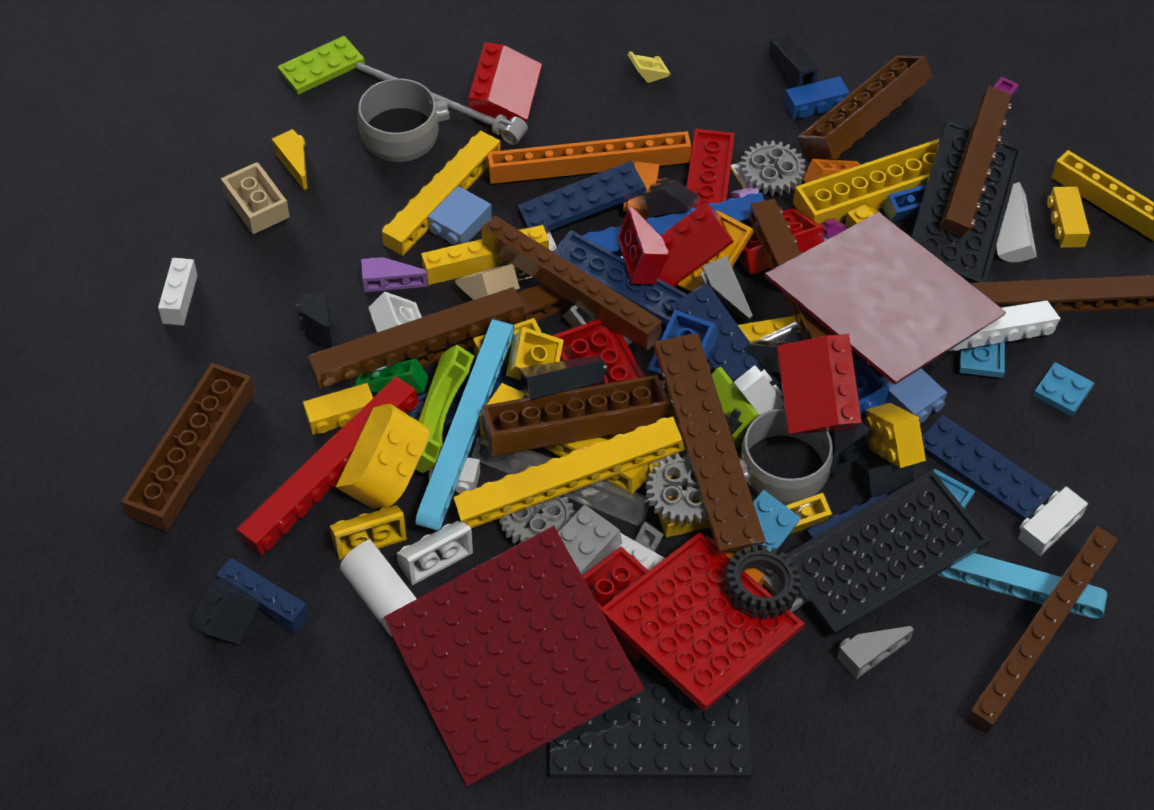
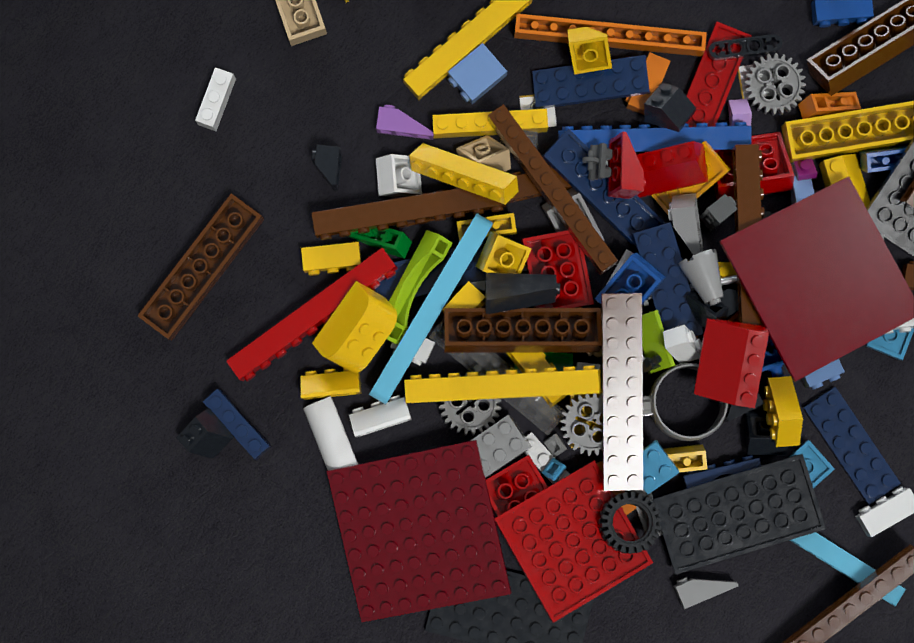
camera: 15 degrees right, 30 degrees up
(469, 287) = (464, 173): none -> yellow brick
(572, 161) = (589, 50): none -> yellow slope
(610, 249) = (597, 161): none -> dark grey hips
(656, 555) = (554, 470): none -> dark azure slope
(708, 147) = (744, 45): none -> black beam
(752, 271) = (718, 212): none -> dark grey slope
(758, 315) = (704, 275): none -> light grey cone

